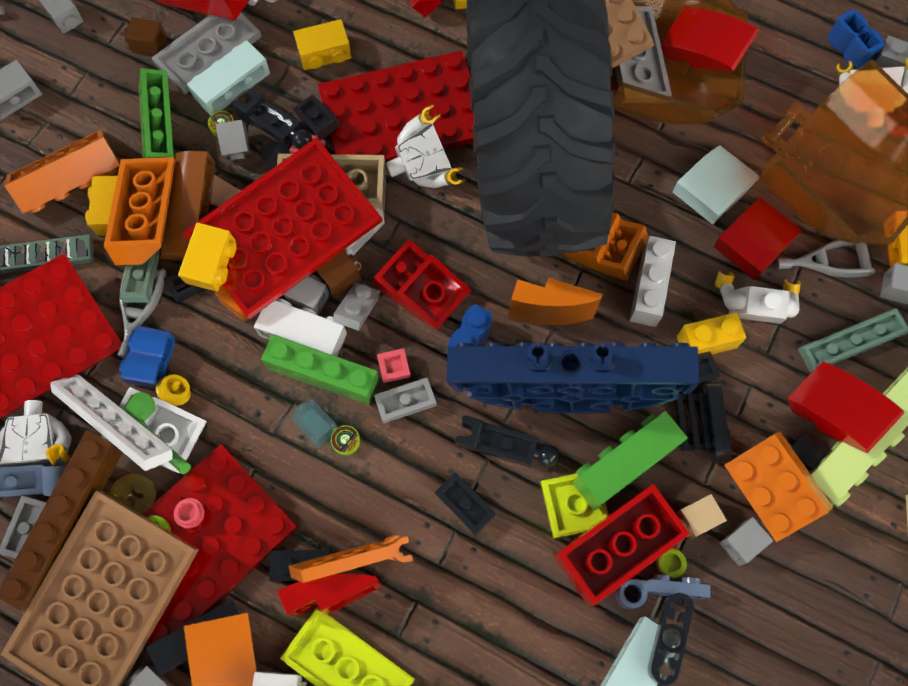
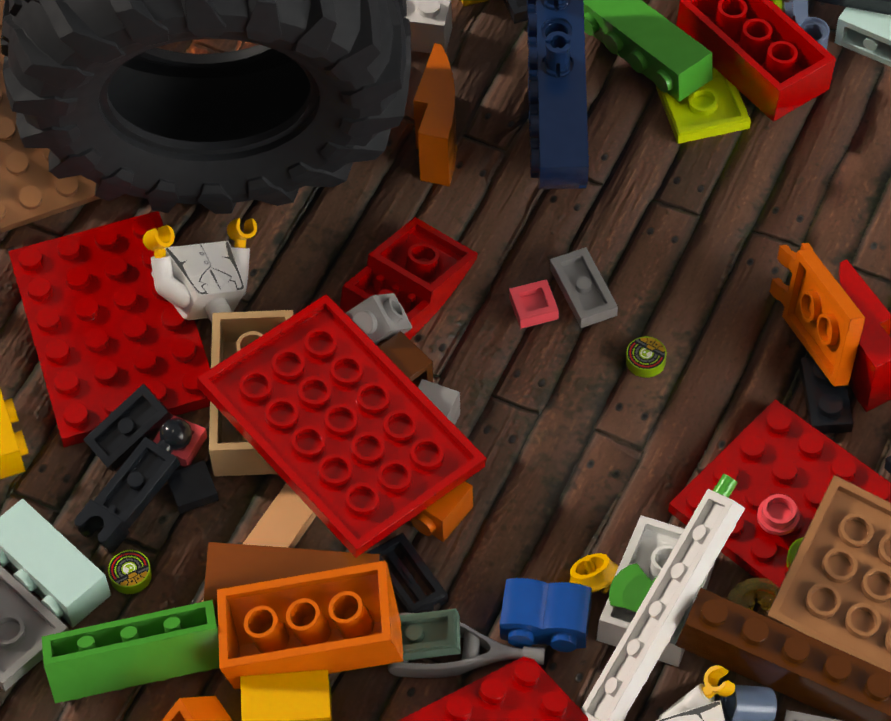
camera: 90 degrees left, 15 degrees down
(207, 257) = (404, 496): yellow brick -> none
(233, 140) = (169, 536): light grey brick -> none
(301, 327) = (493, 409): white brick -> none
(313, 422) = (628, 388): clear light blue brick -> none
(320, 369) = (549, 385): bright green brick -> none
(356, 306) = (454, 345): light grey plate -> none
(370, 255) = (380, 317): none -> light grey brick
(465, 503) = (719, 213): black plate -> none
(474, 327) = (487, 214): blue brick -> none
(505, 444) = (633, 175): black plate -> none

